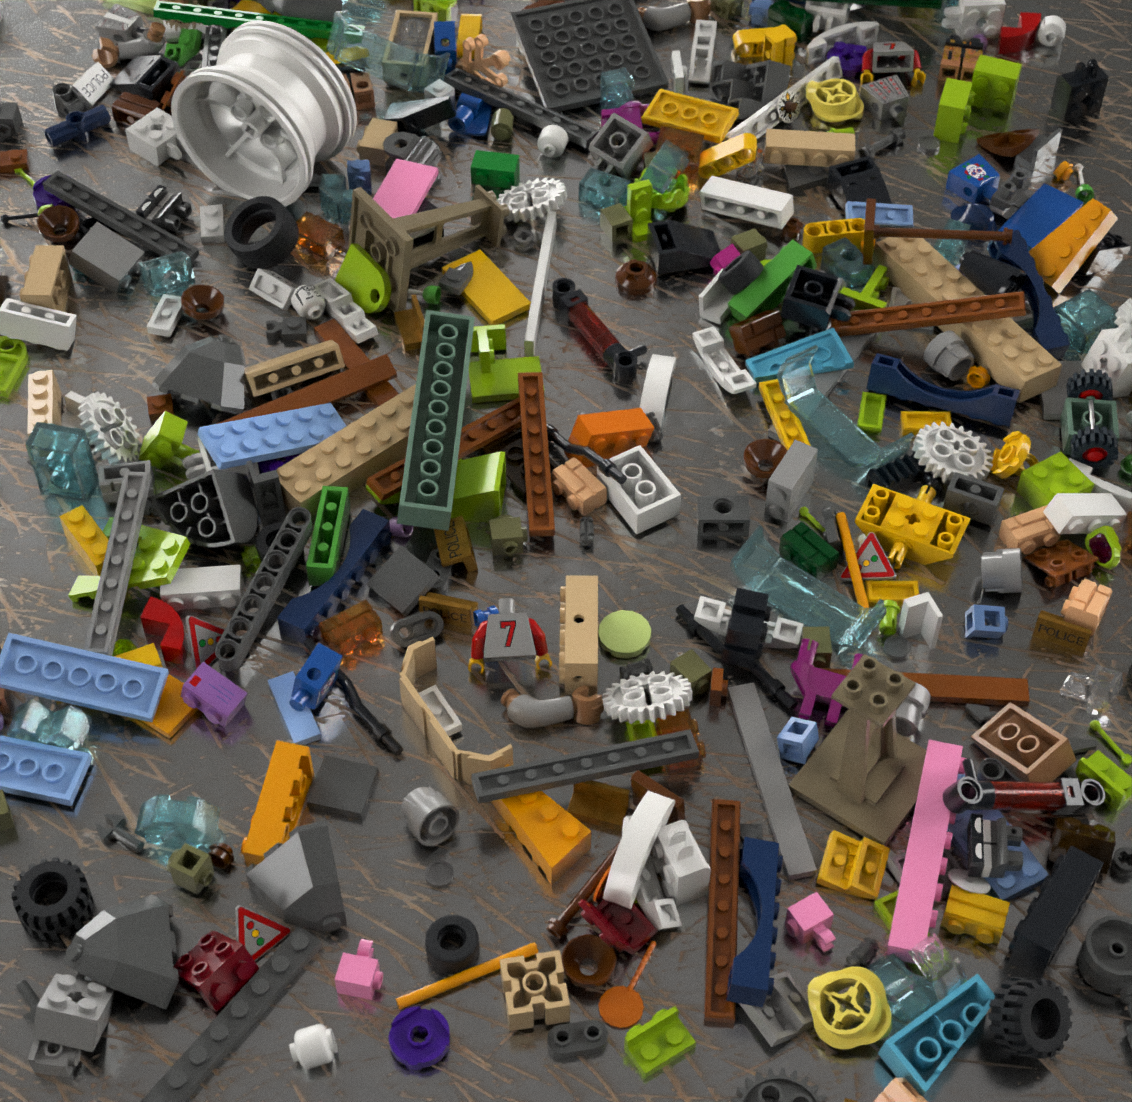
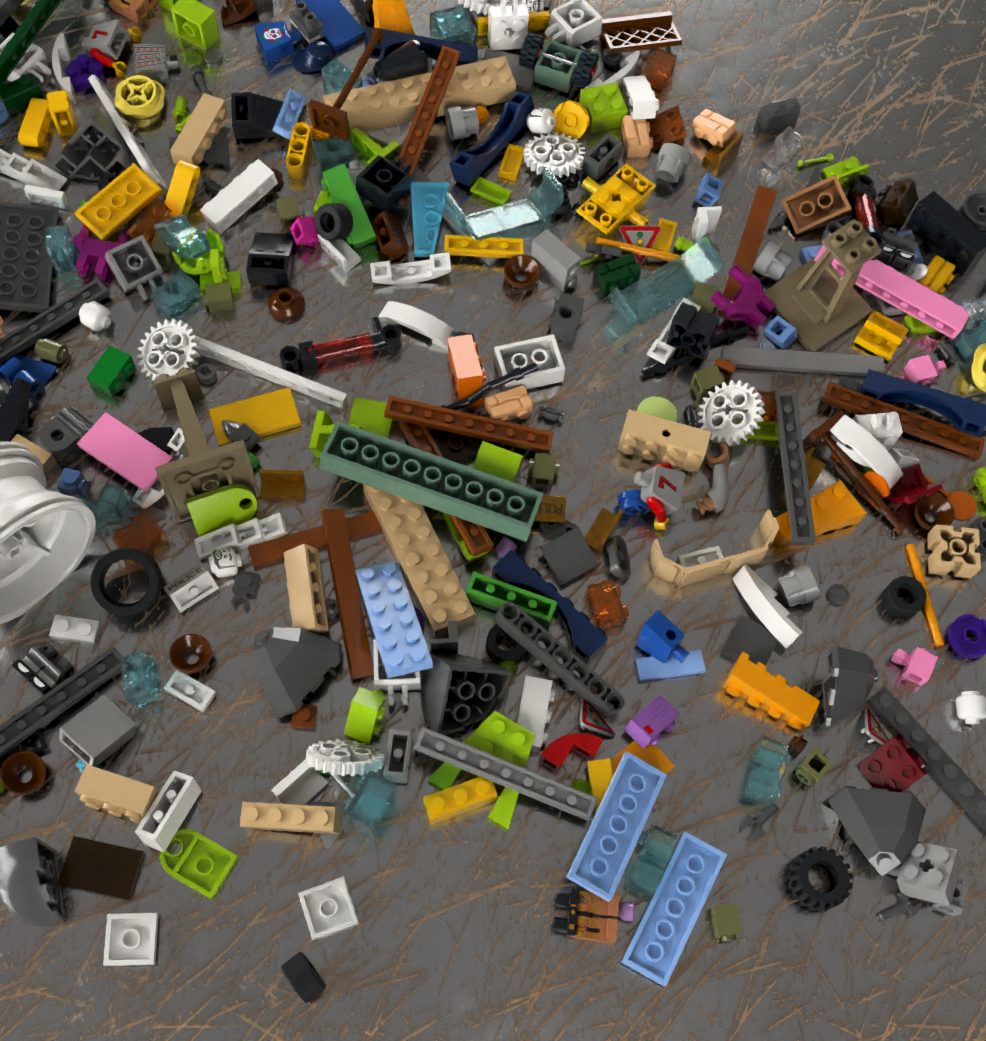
camera: 80 degrees left, 15 degrees up
(380, 730) = (707, 606): black bar -> none
(398, 783) = (765, 606): none -> white slope
(994, 428) = (541, 121): none -> white head
(1104, 545) = (667, 99): rock -> none

